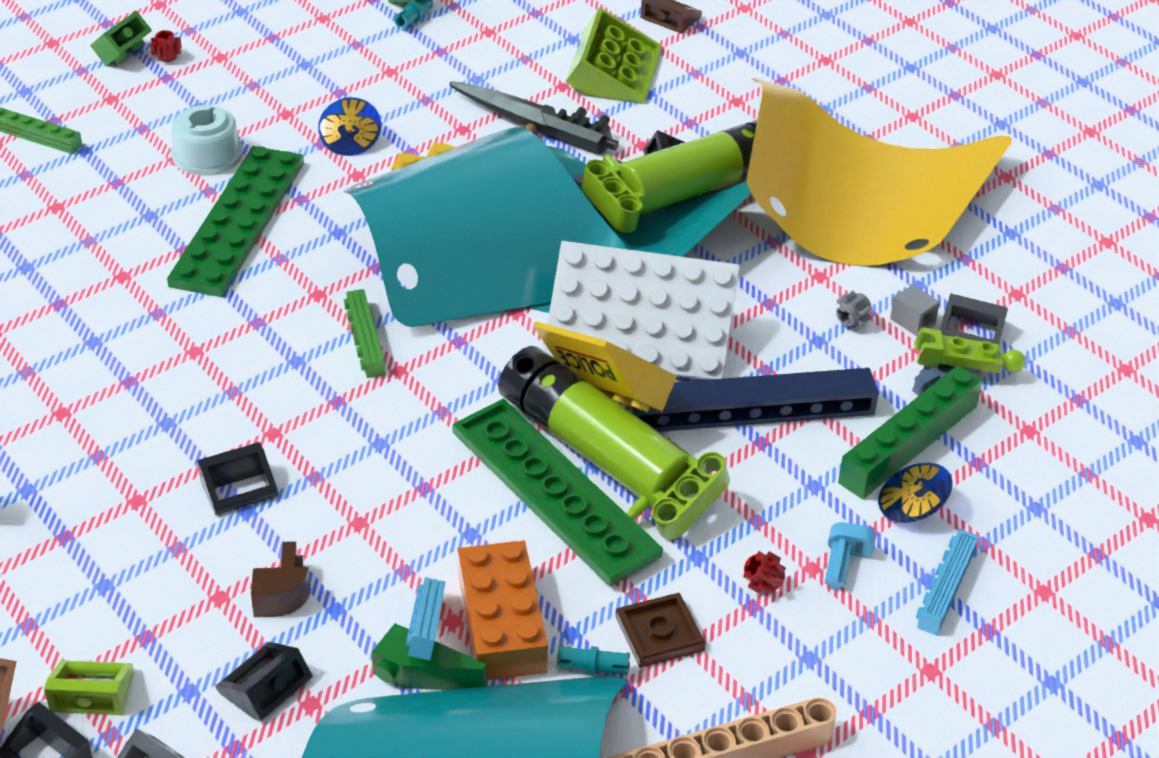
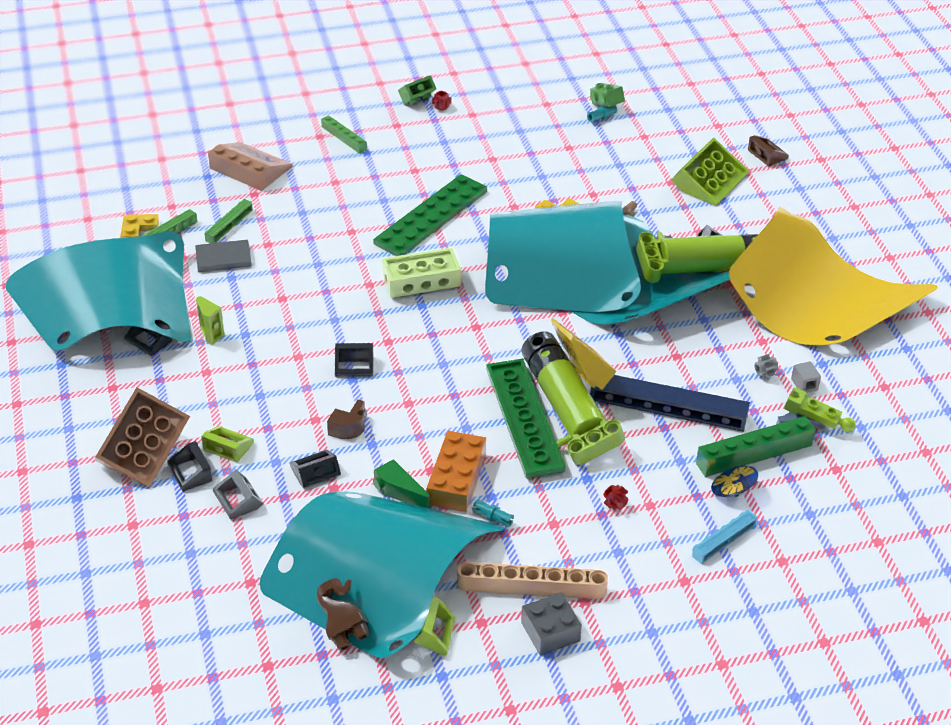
camera: 25 degrees right, 0 degrees up
(205, 140) = (434, 164): light aqua wheel -> none
(275, 309) = (421, 272): none -> yellowish green brick
(349, 126) = (522, 175): shield -> none
(365, 333) = (466, 300): bright green piece -> none
(425, 618) = (410, 461): medium azure piece -> none
(569, 129) = (651, 206): pearl dark grey piece -> none
(648, 304) = (631, 329): white plate -> none
(659, 629) = (540, 509): reddish brown tile -> none
(846, 541) = (676, 495): medium azure piece -> none
(976, 311) = (843, 387): dark grey tile -> none

